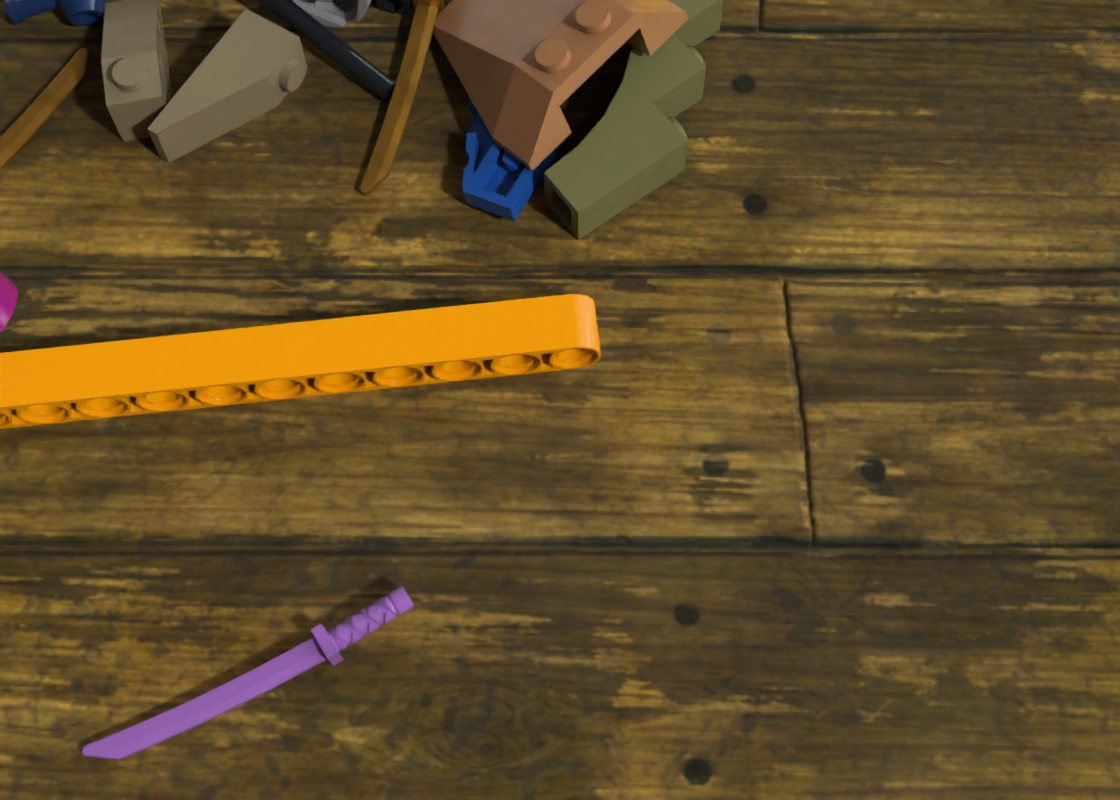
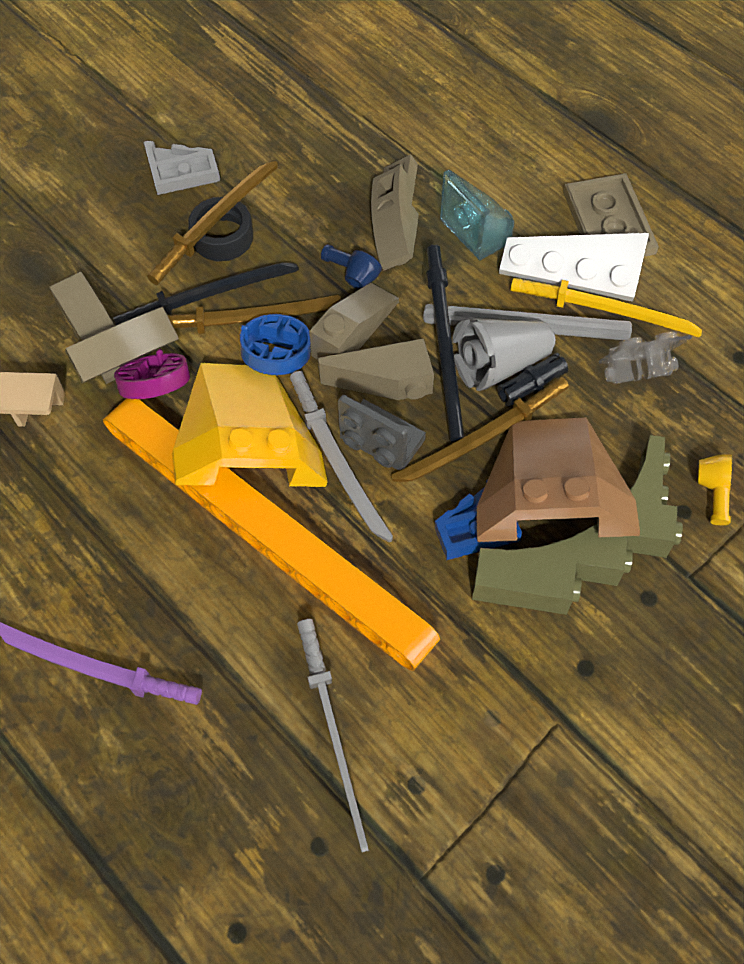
camera: 45 degrees right, 5 degrees down
(60, 141) = (278, 330): none -> blue piece
(135, 277) = (243, 422): none -> yellow wedge
(211, 203) = (317, 421): none -> light grey sword
(301, 155) = (378, 433): none -> dark grey bracket
(516, 456) = (320, 679): none -> light grey sword

